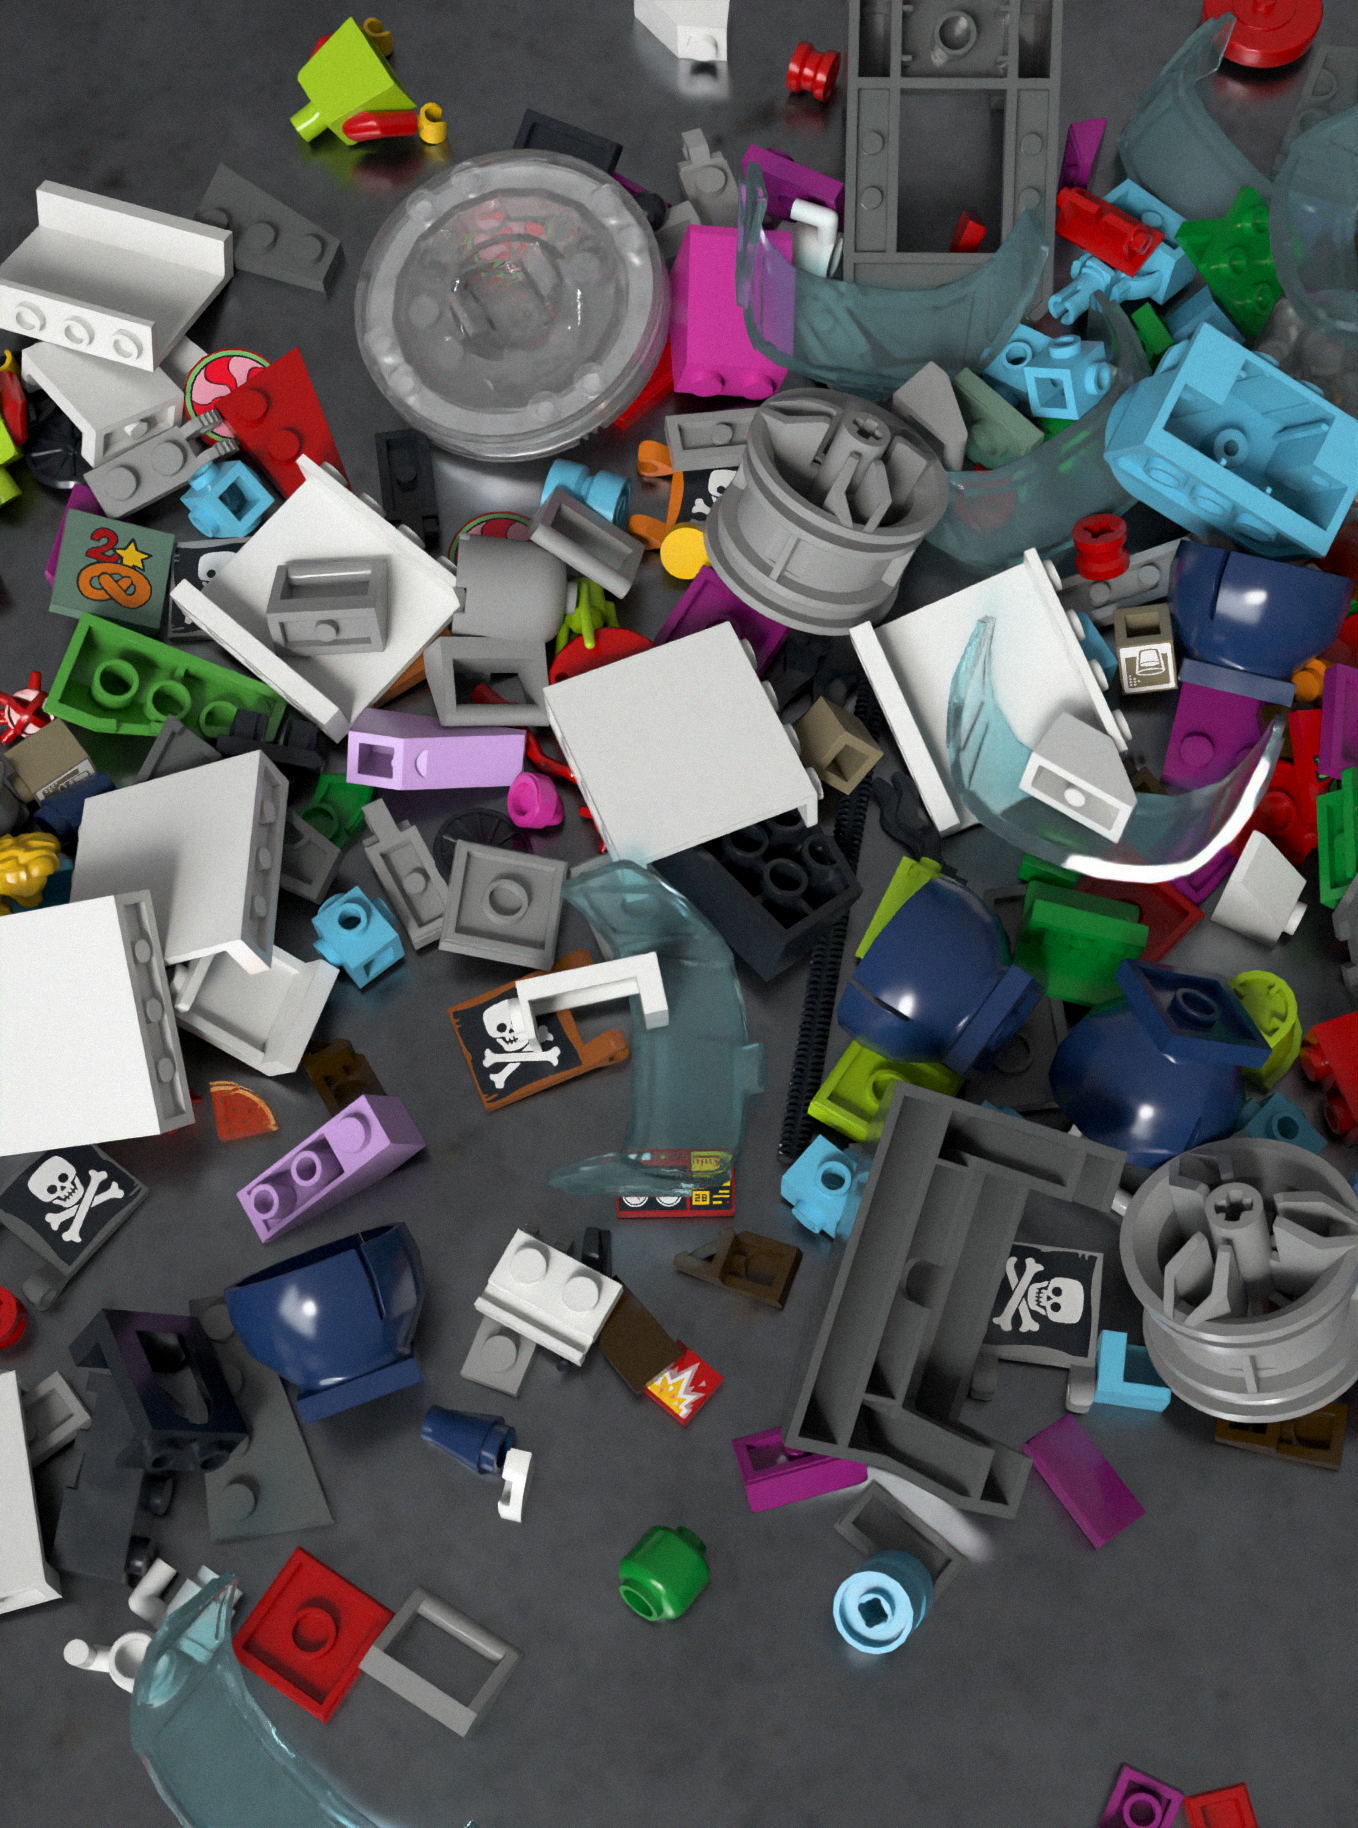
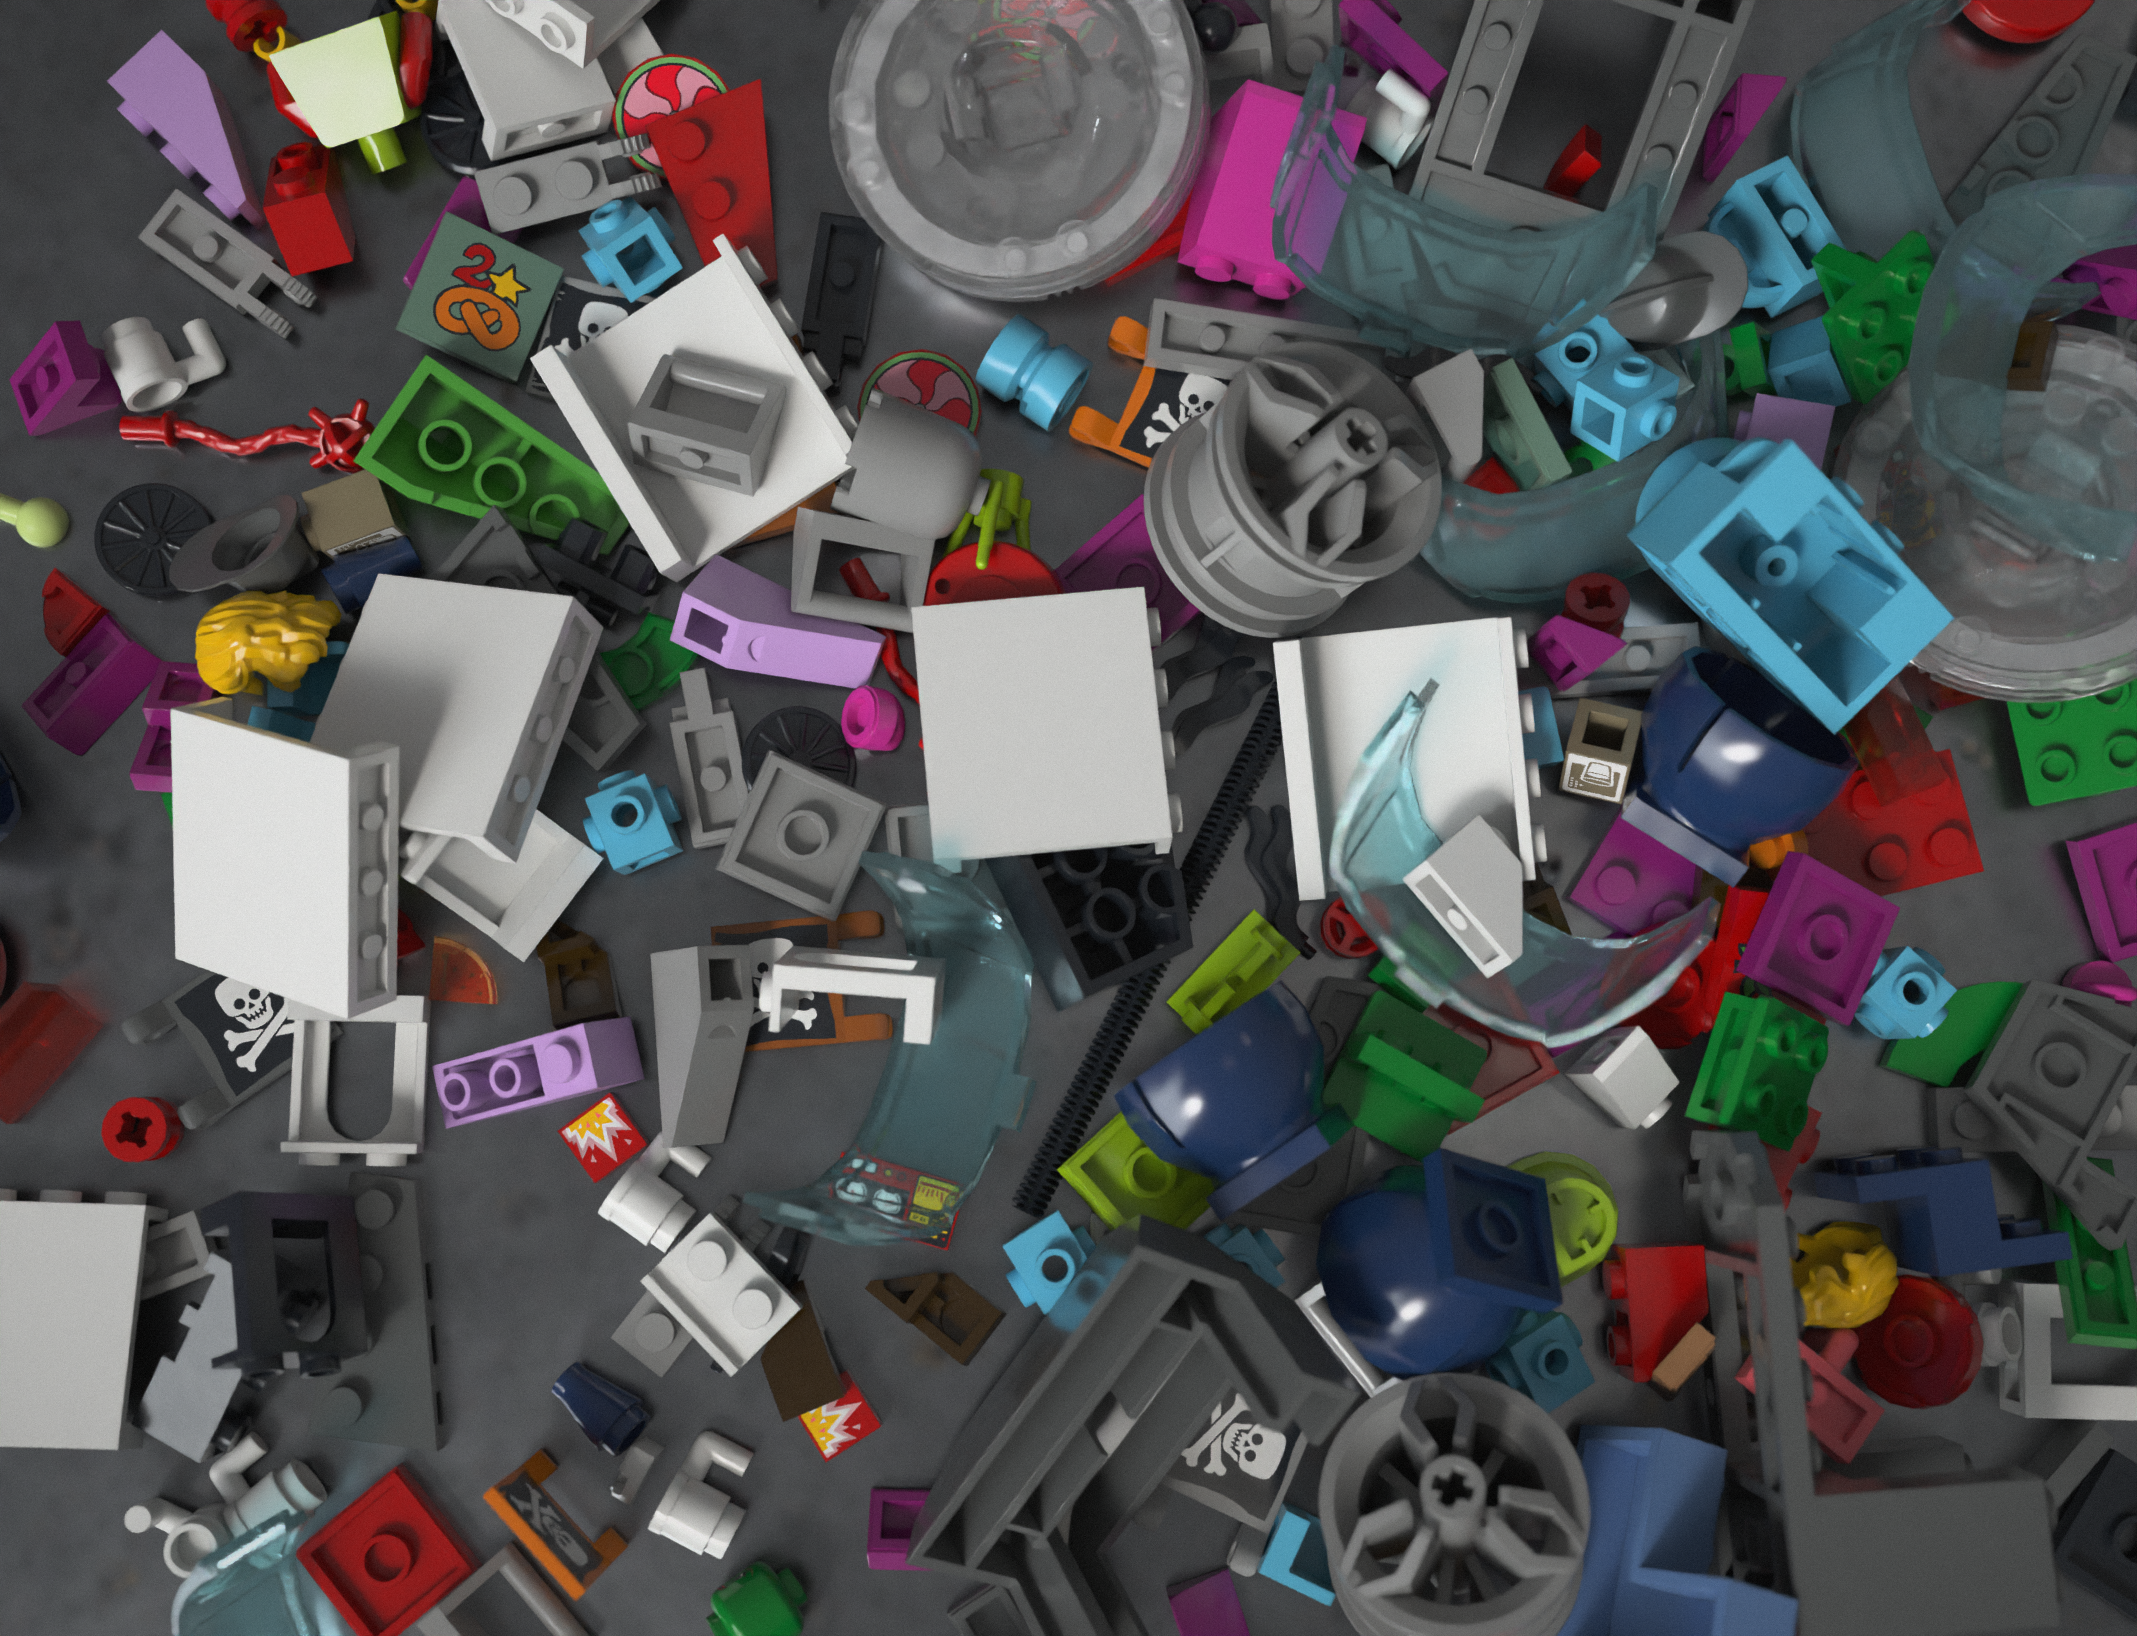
camera: 10 degrees right, 15 degrees up
(160, 1156) = (309, 1121): none -> white panel
(337, 1319) = (488, 1258): dark blue plate -> none
(407, 1201) = (604, 1137): none -> tile
(427, 1512) = (549, 1529): none -> flag
(461, 1248) = (648, 1205): none -> white piece
(466, 1090) = (700, 1037): none -> light grey slope
(582, 1500) = (696, 1512): none -> white piece
(586, 542) = (1013, 437): light grey tile -> none
(684, 550) = (1126, 465): yellow tile -> none
(836, 745) = (1218, 763): dark tan brick -> none
(988, 866) = (1332, 933): none -> red wheel
(1080, 287) = (1682, 293): none -> dark grey piece
(1093, 568) = (1570, 650): none -> magenta slope
(1105, 230) = (1725, 204): red hinge -> none

